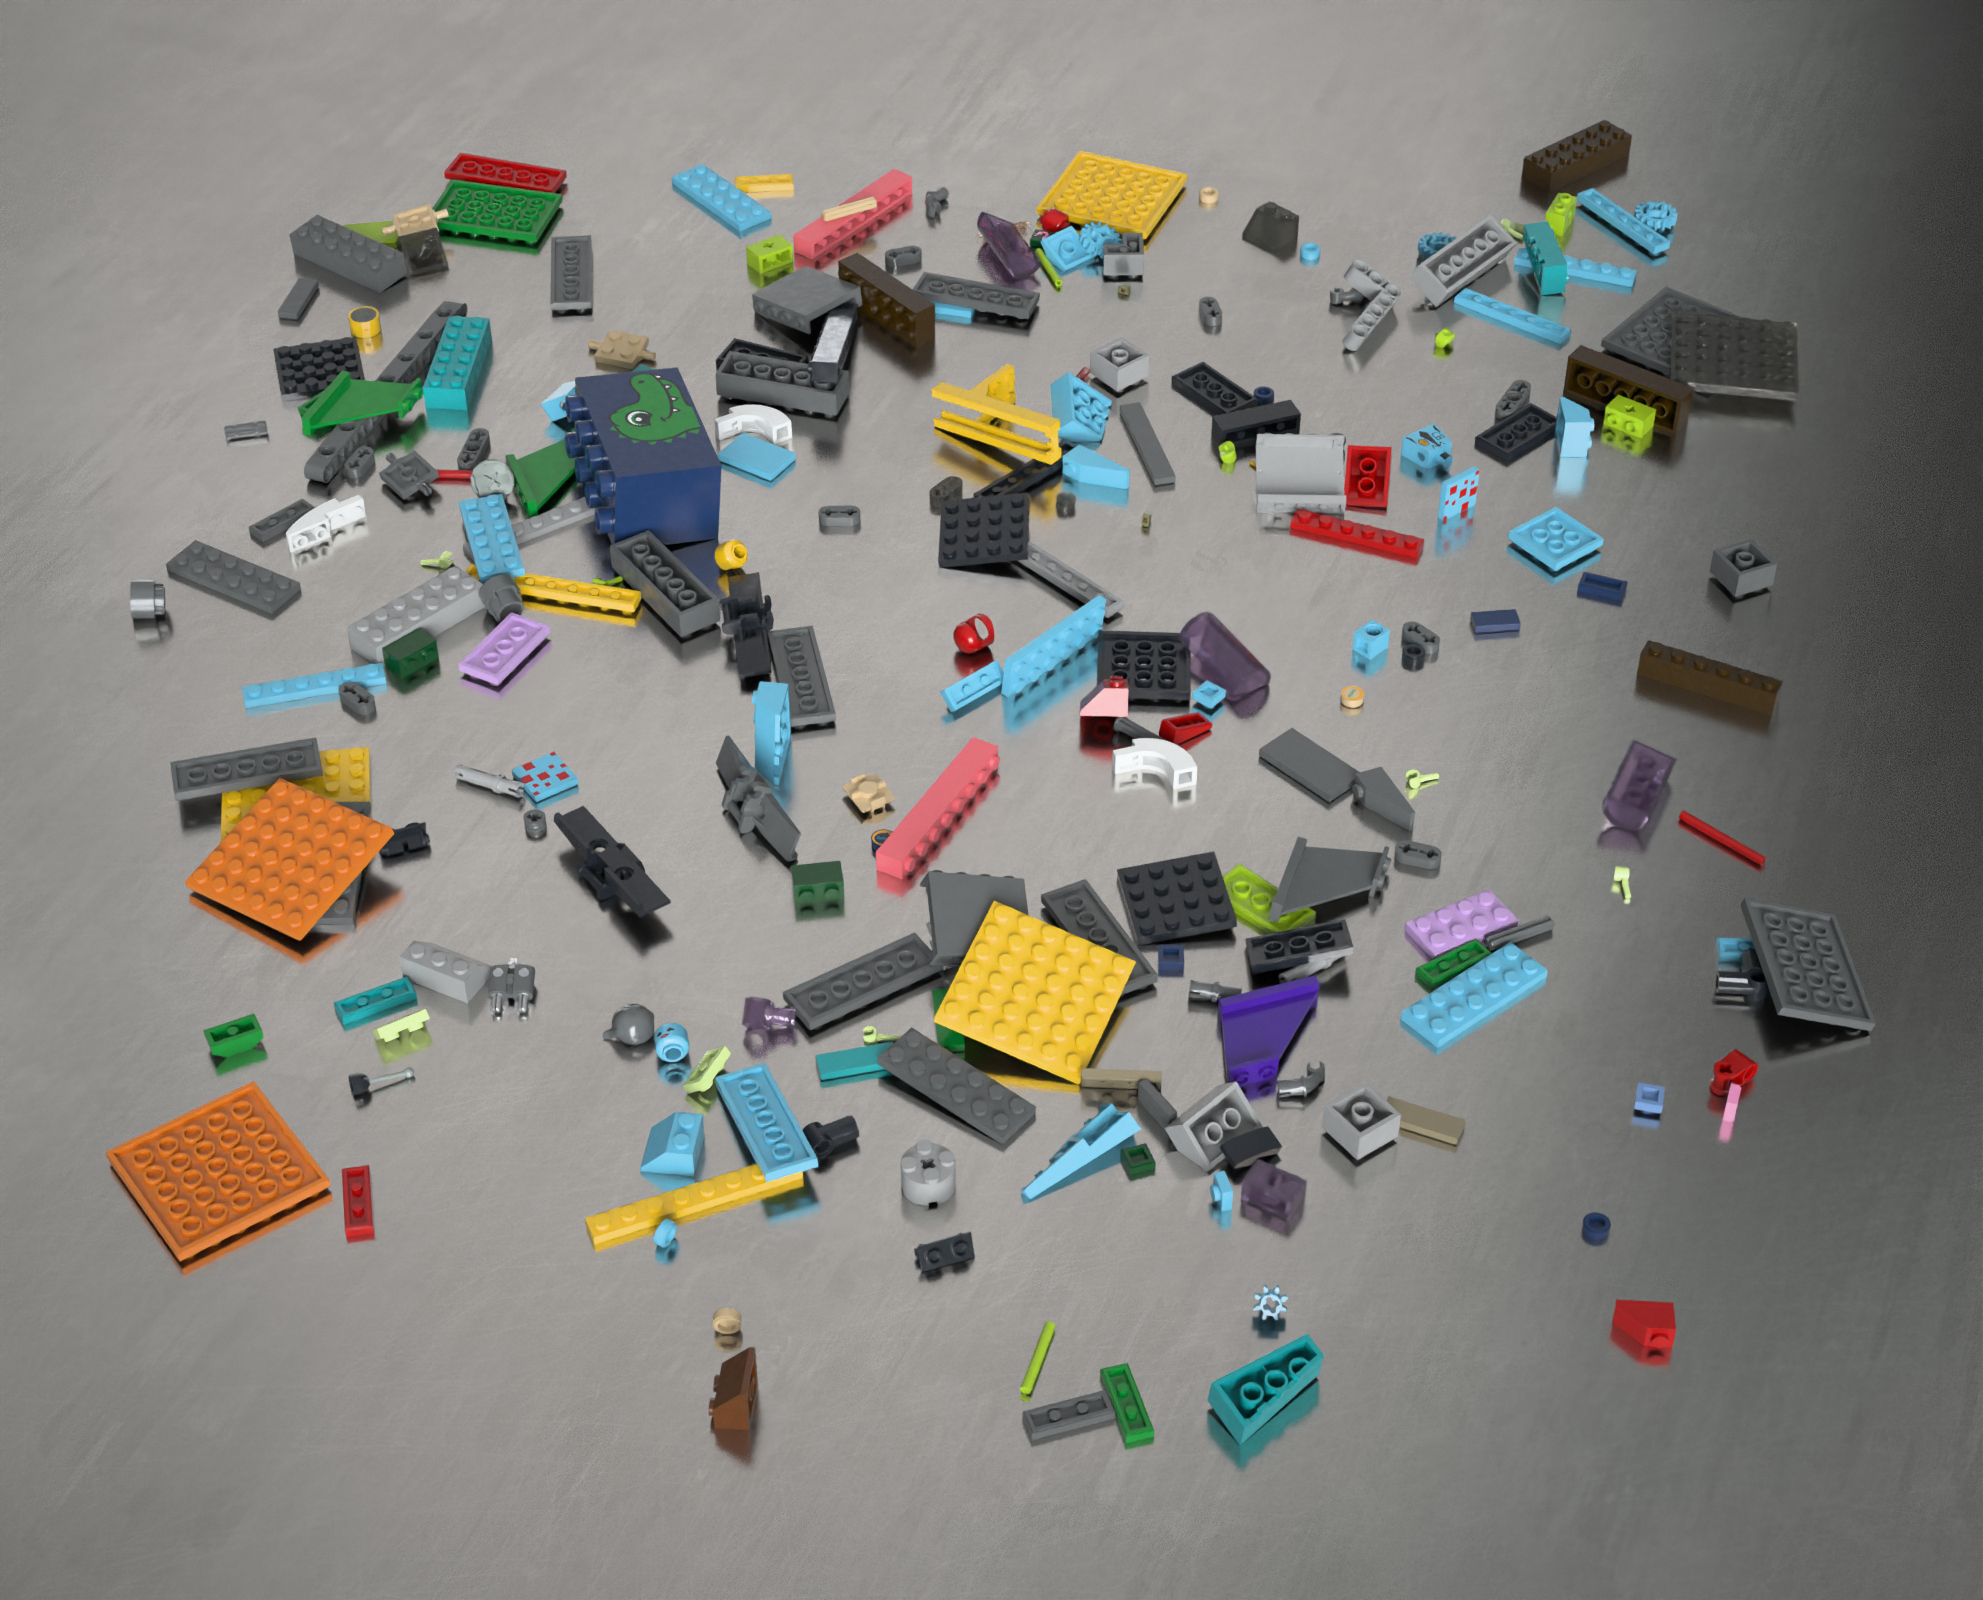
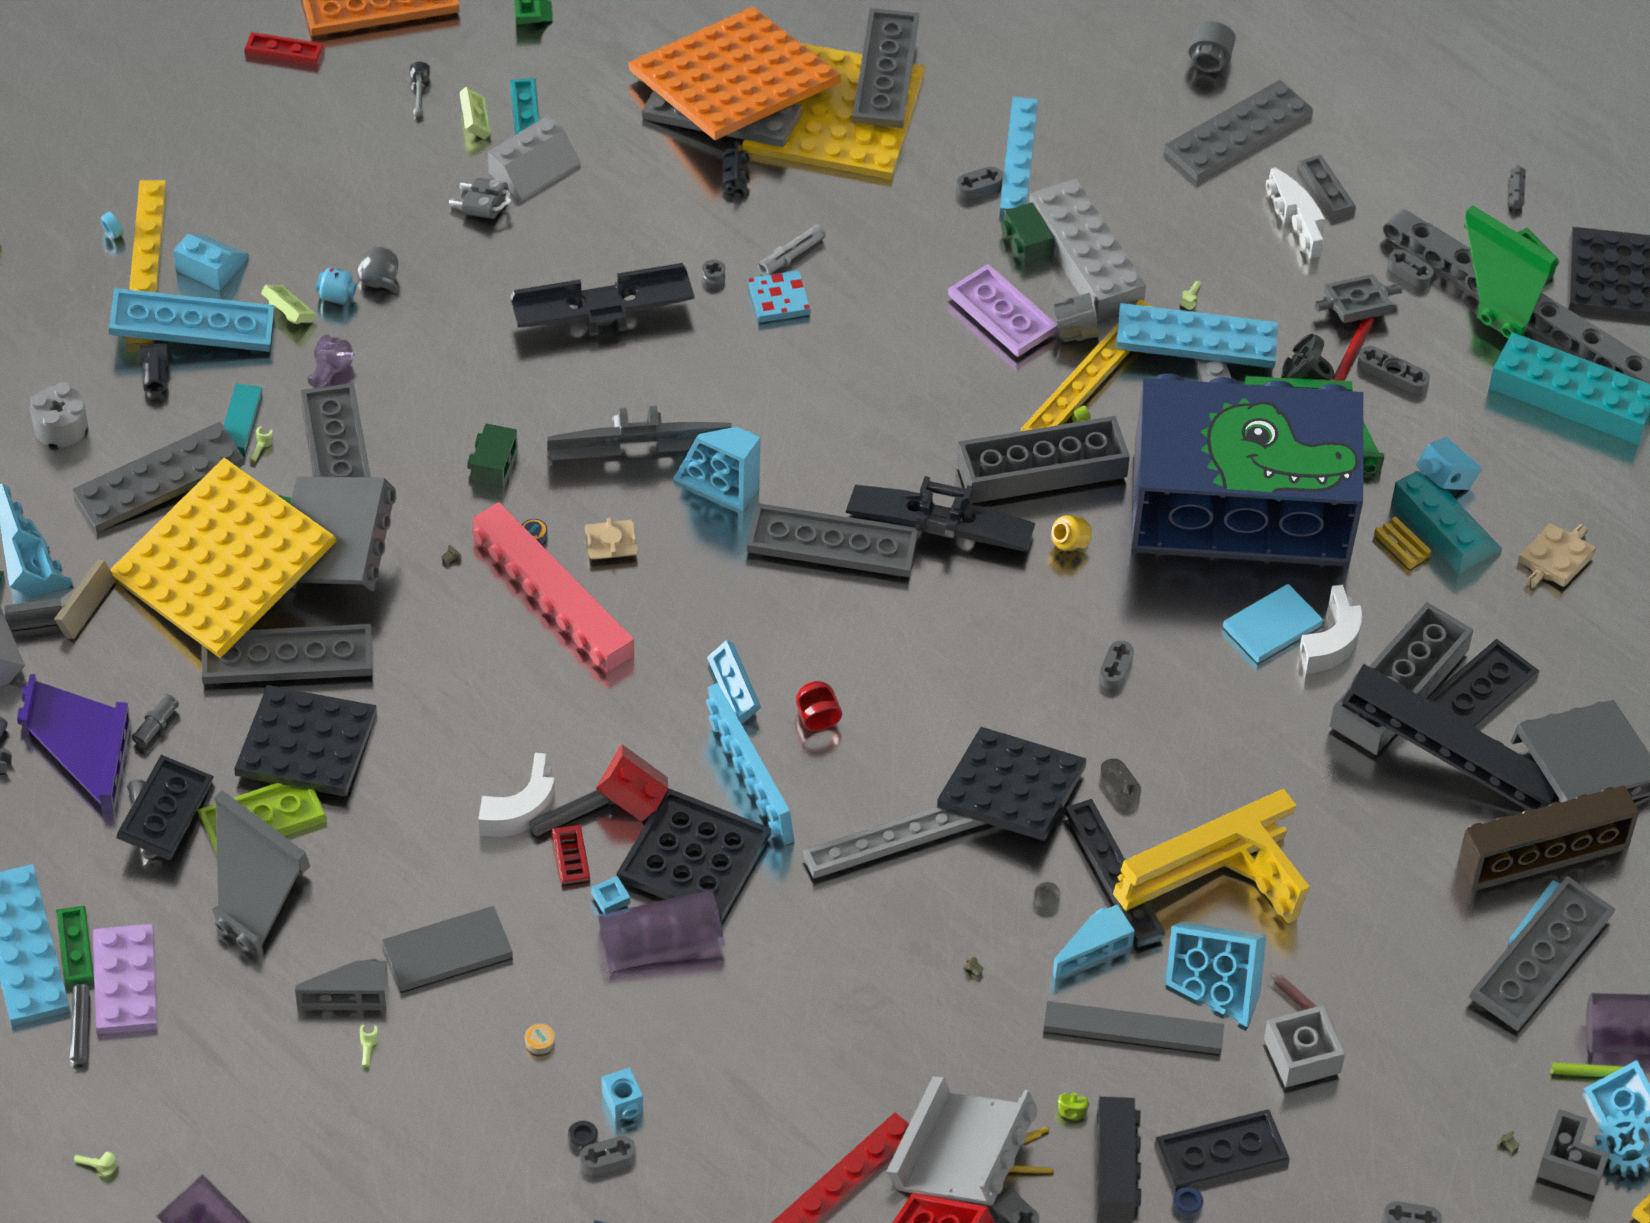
camera: 110 degrees right, 10 degrees up
(1170, 957) = (229, 707): dark blue tile -> none
(1417, 854) = (251, 987): dark grey beam -> none

